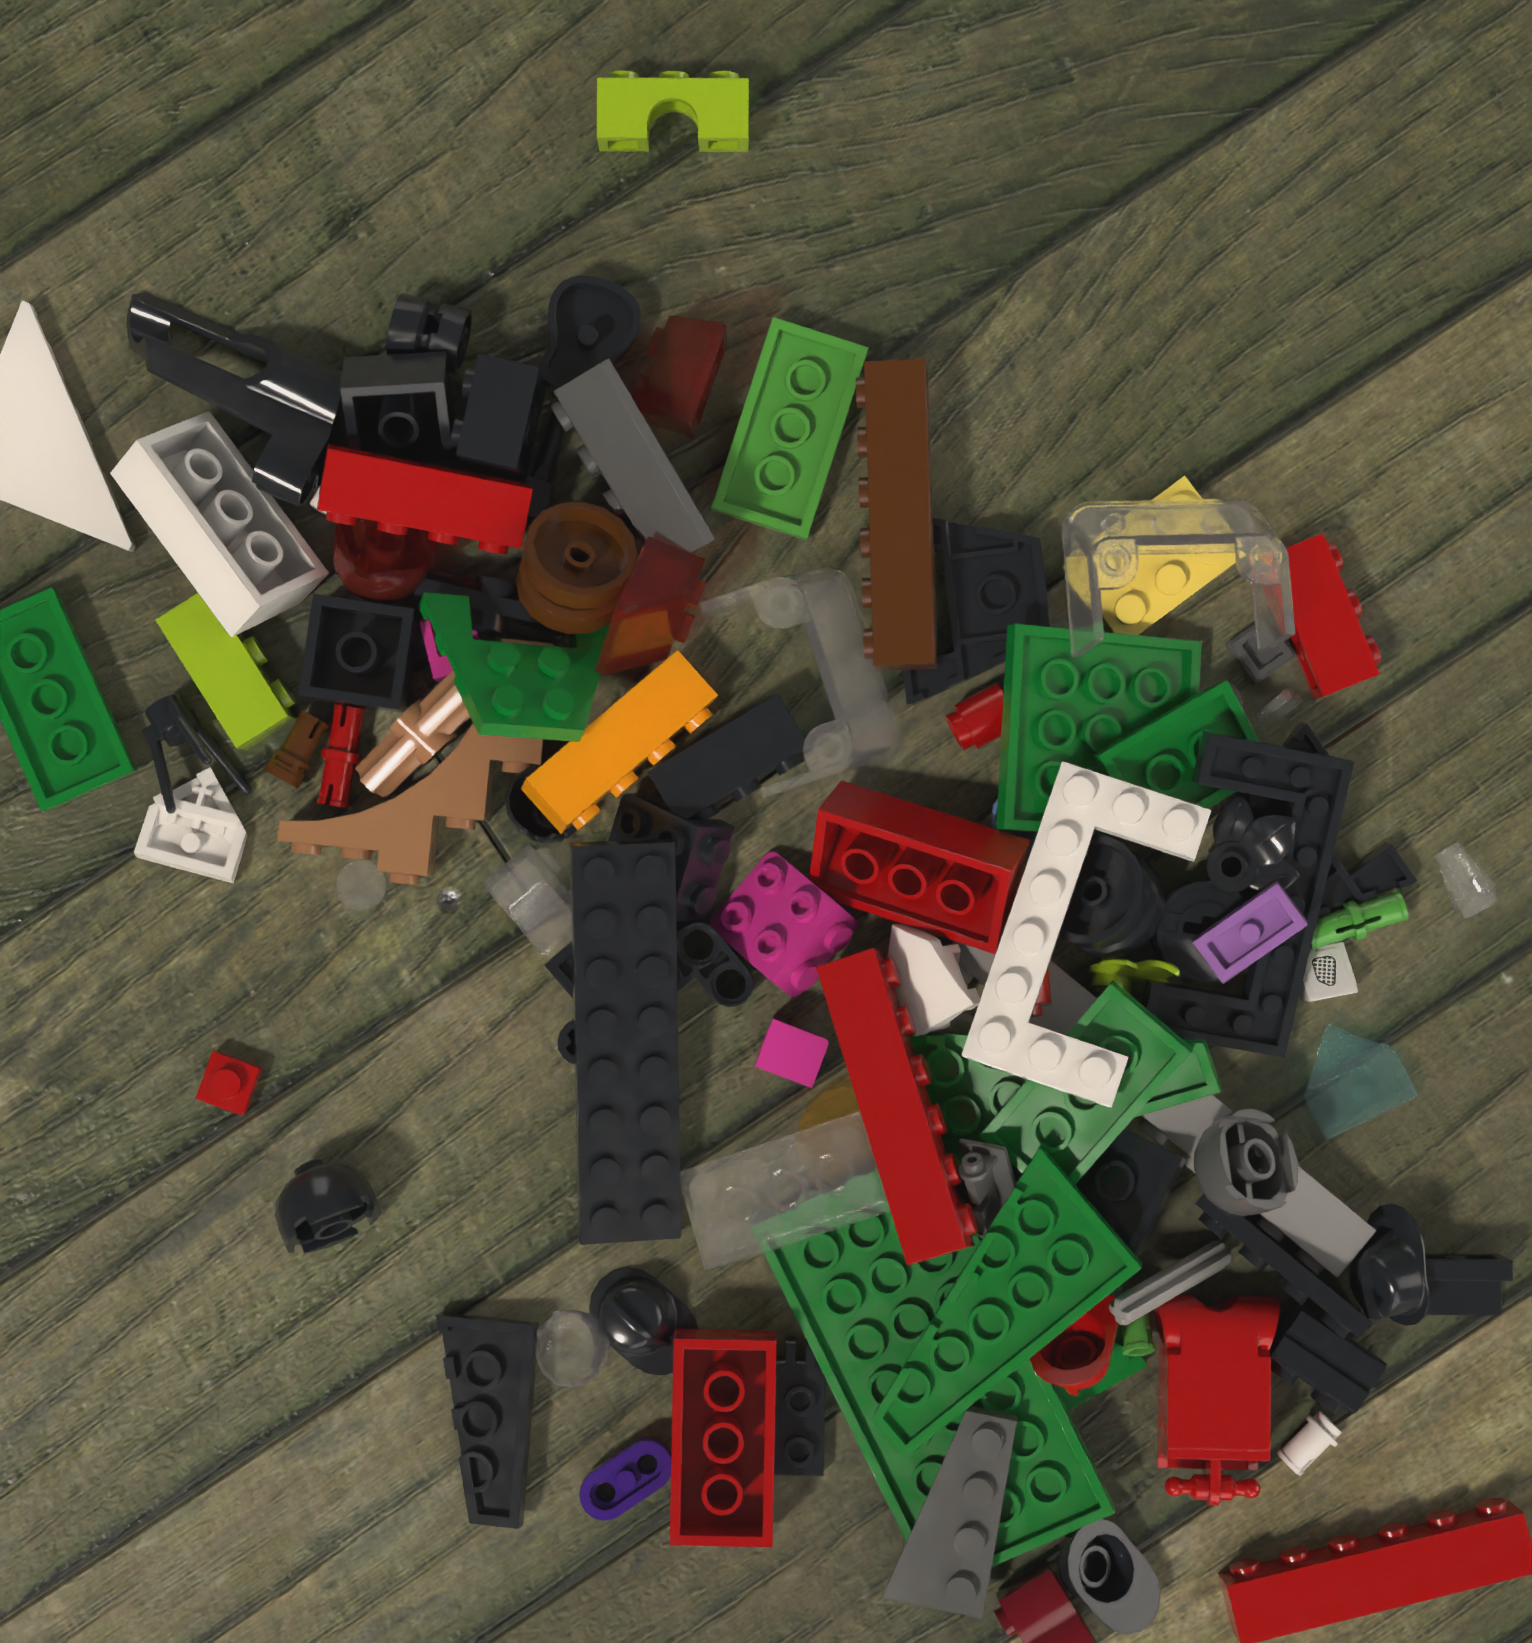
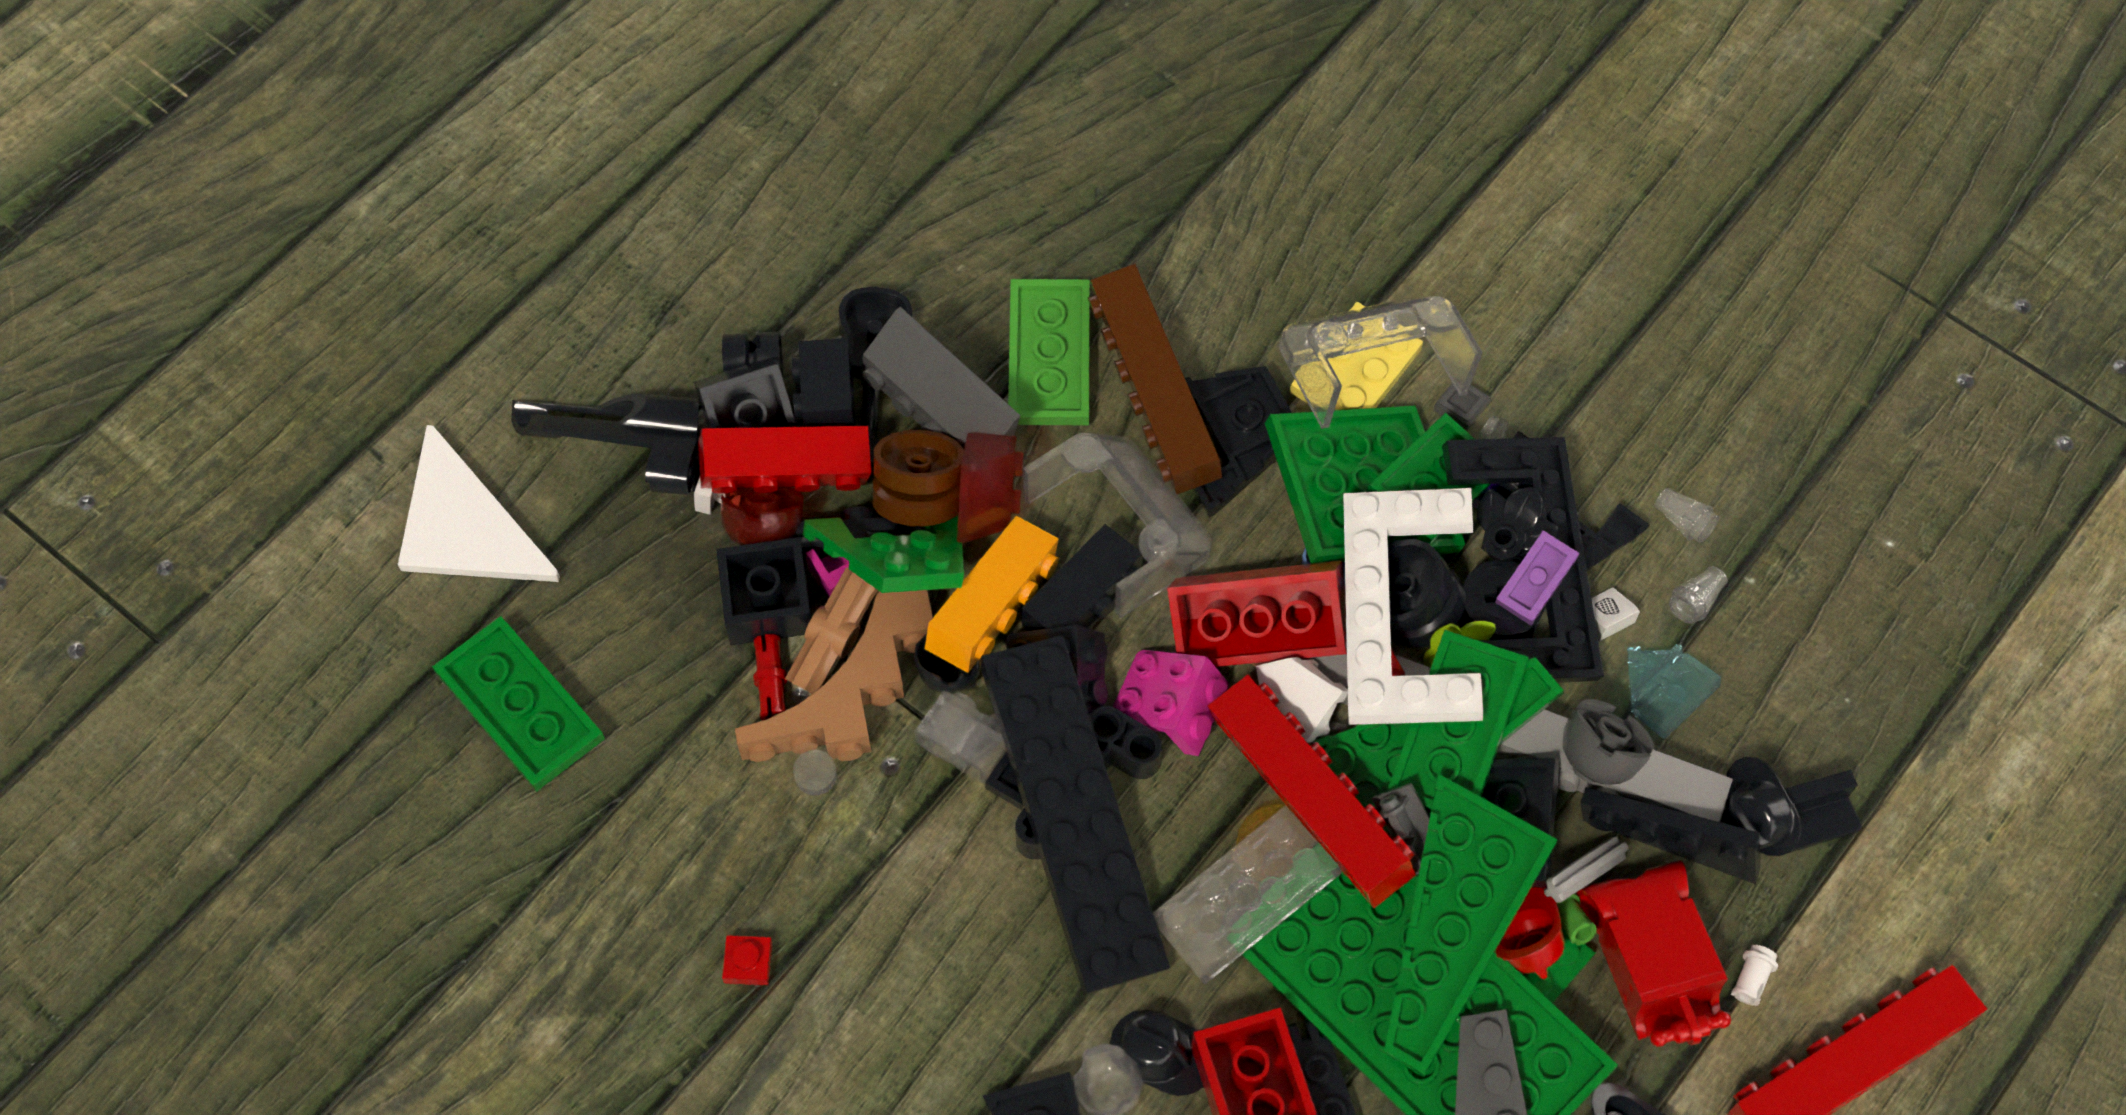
camera: 15 degrees left, 25 degrees down
(176, 724) = (628, 689): black plant -> none
(199, 835) = (664, 769): white slope -> none
(217, 523) = (626, 525): white brick -> none
(228, 673) = (660, 636): lime brick -> none
(292, 758) = (730, 691): reddish brown pin -> none
(323, 1205) = (860, 1028): black cylinder -> none
(632, 104) = (918, 159): lime arch -> none
(682, 373) = (958, 319): clear red slope -> none
(791, 1052) = (1210, 791): dark pink panel -> none
(977, 718) = (1267, 505): red brick -> none
(1326, 621) = (1506, 371): red brick -> none
(1333, 1366) = (1738, 900): black brick -> none
(1357, 919) = (1634, 553): bright green pin -> none
(1434, 987) = (1696, 597): none -> clear cone

